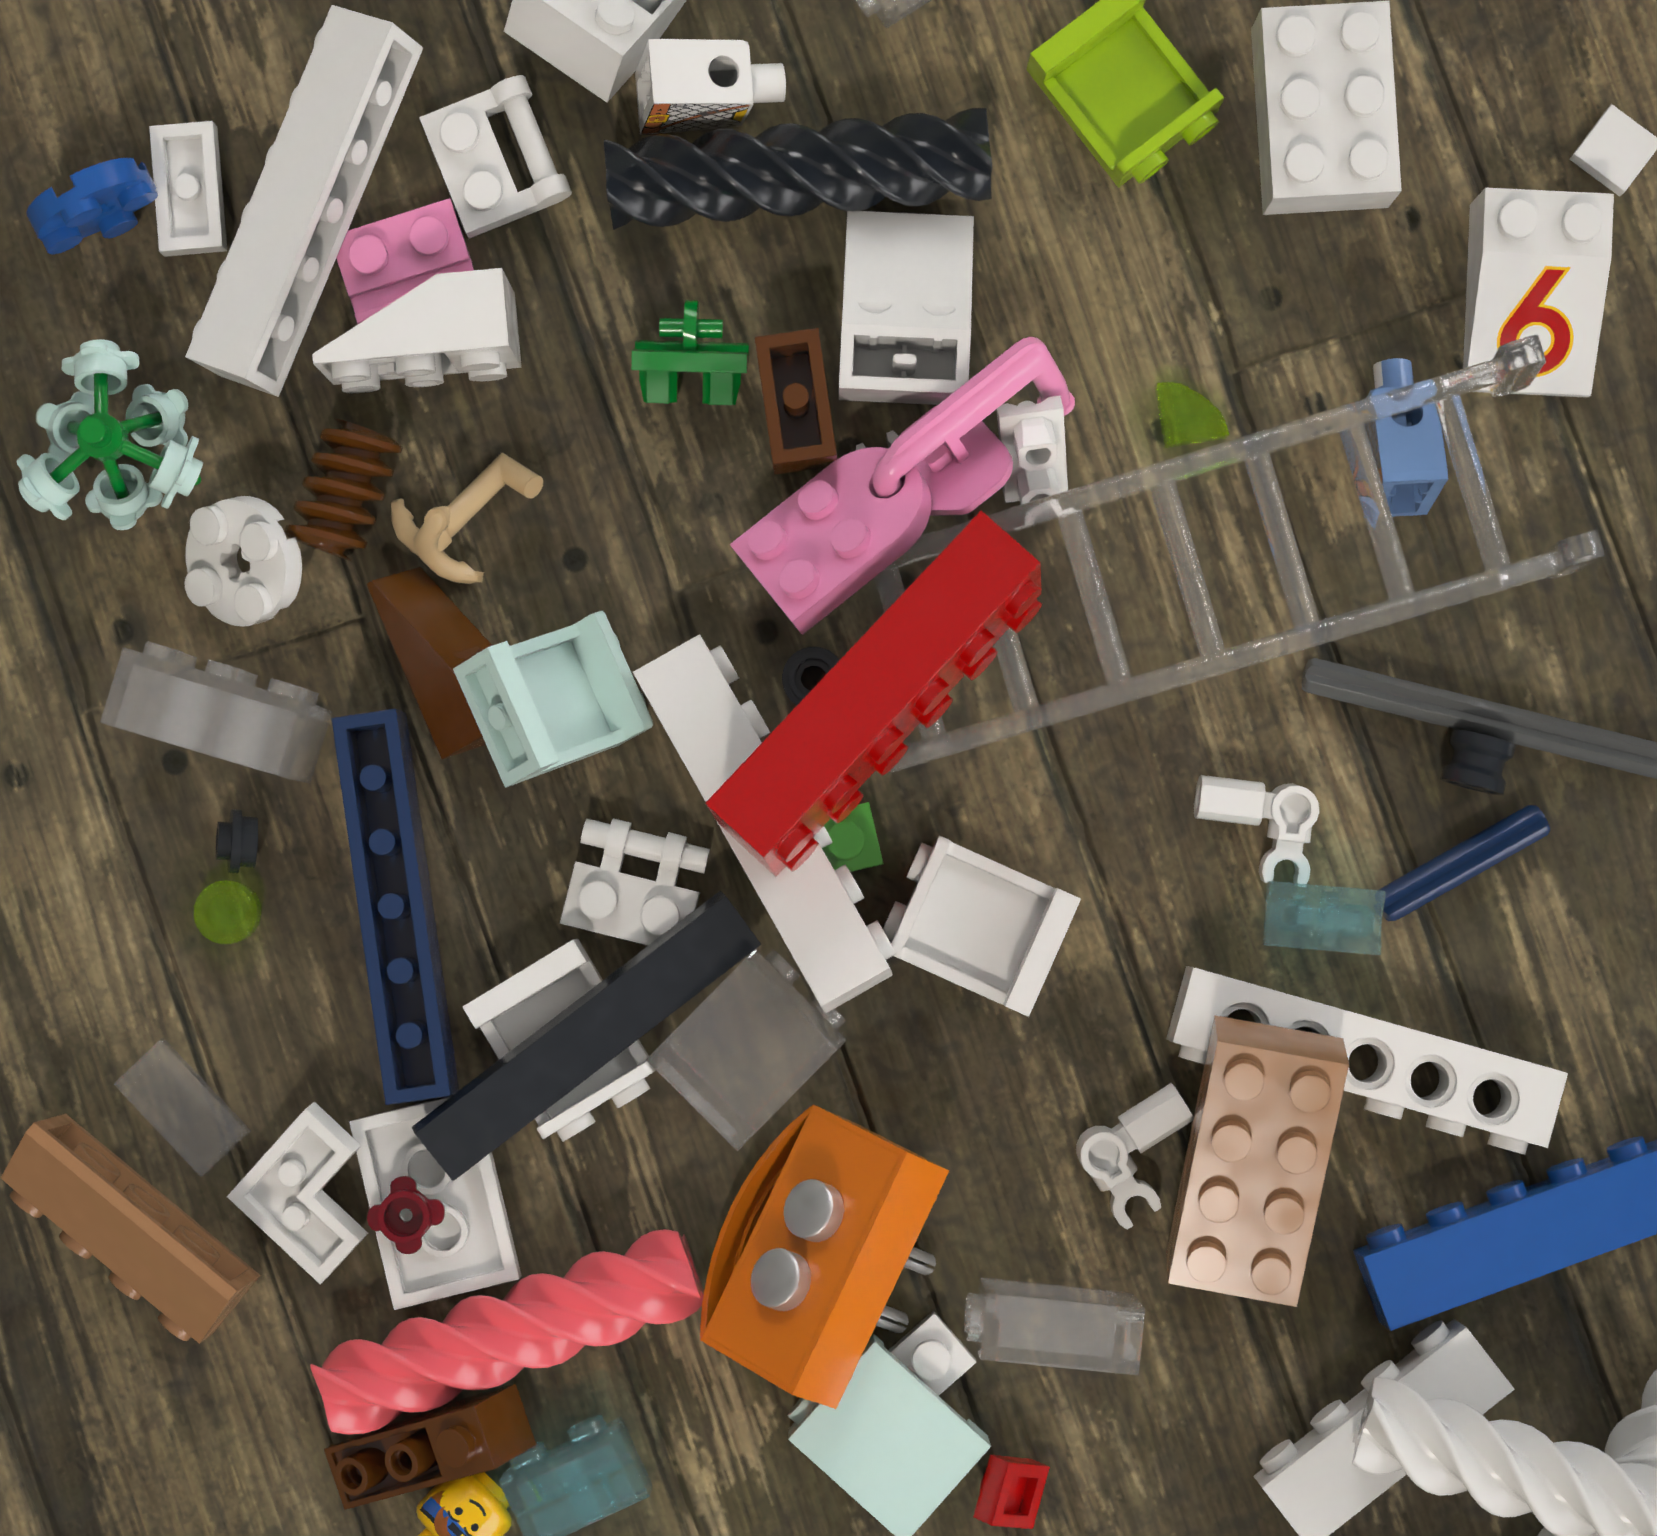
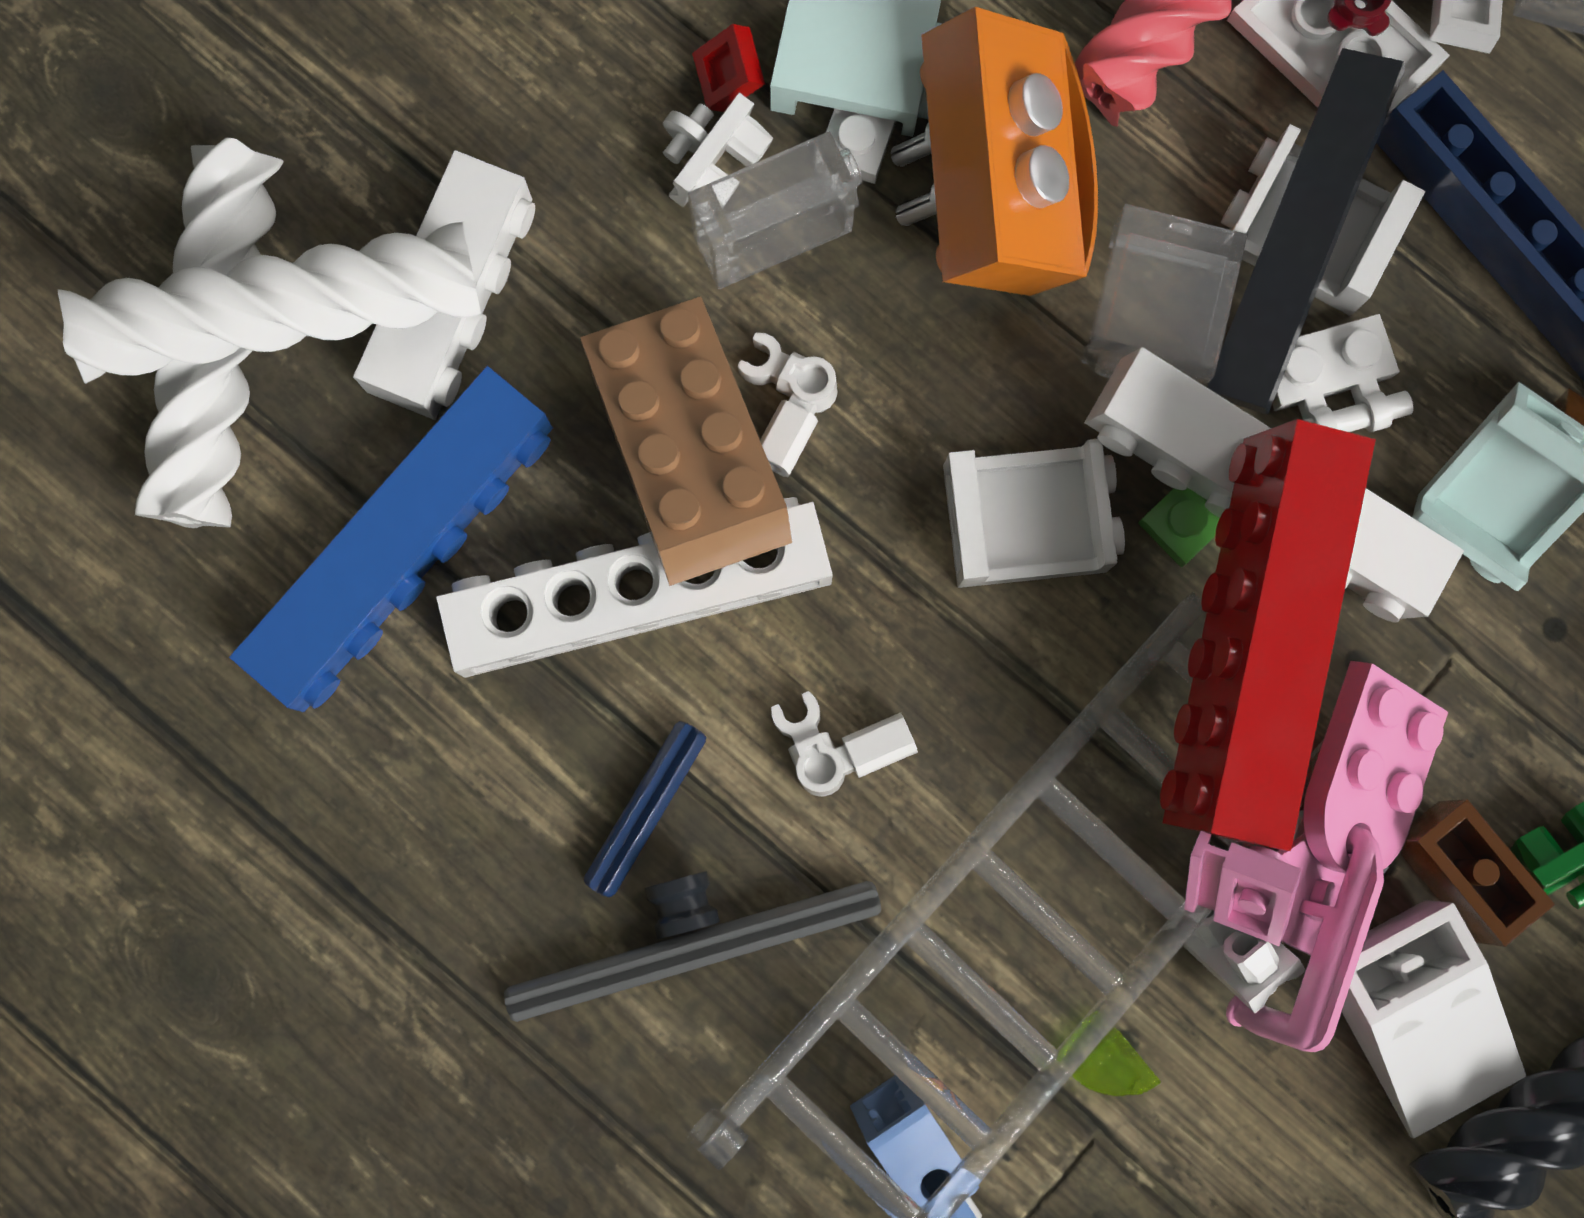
camera: 145 degrees right, 5 degrees down
(1023, 503) = (1243, 886): none -> bright pink plate
(1041, 1427) = (733, 133): none -> white hips
(1323, 917) = (741, 686): clear light blue hips -> none

